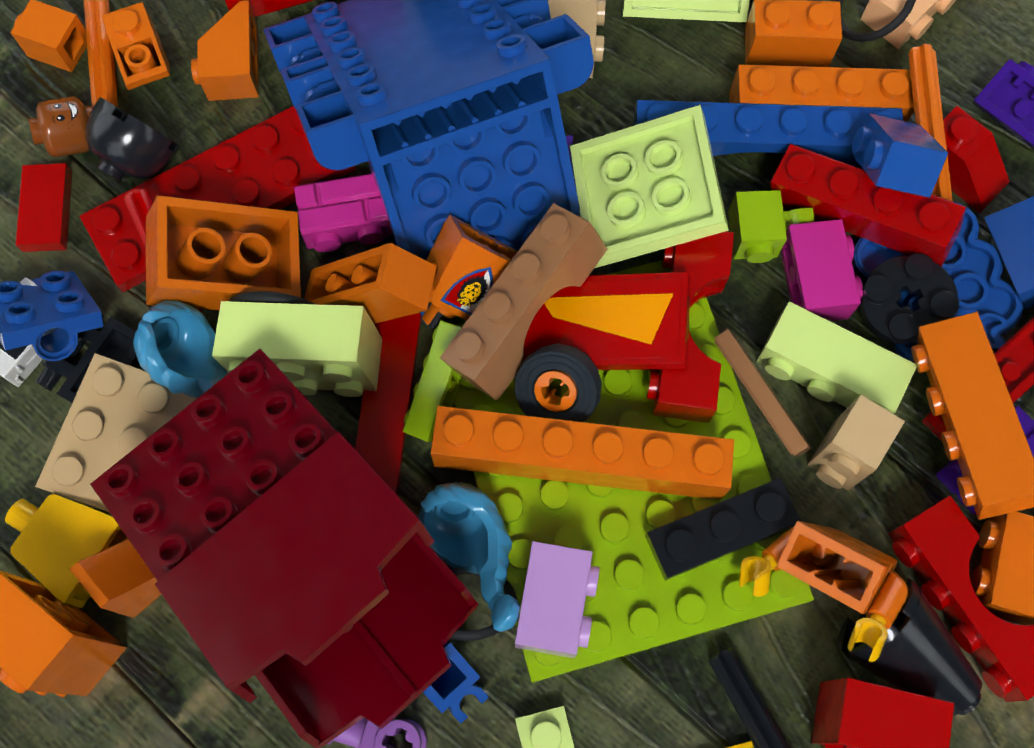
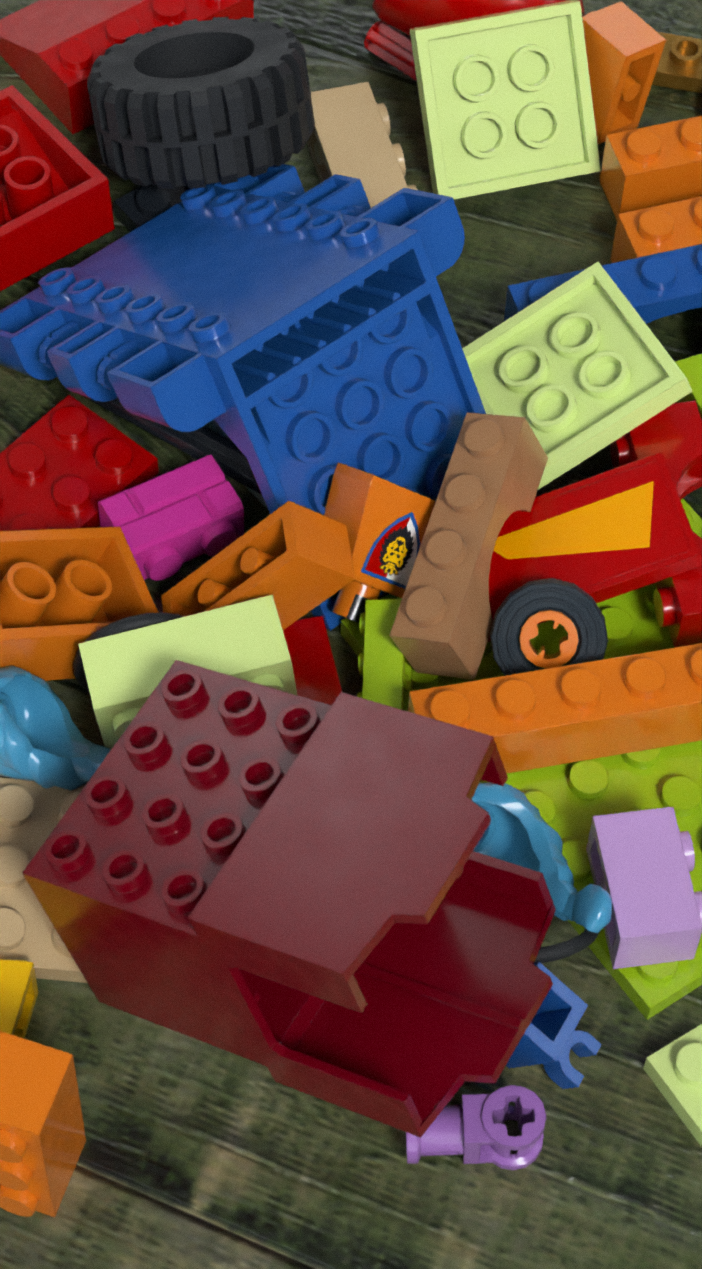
camera: 20 degrees left, 15 degrees down
(118, 579) = (72, 1019): orange slope -> none

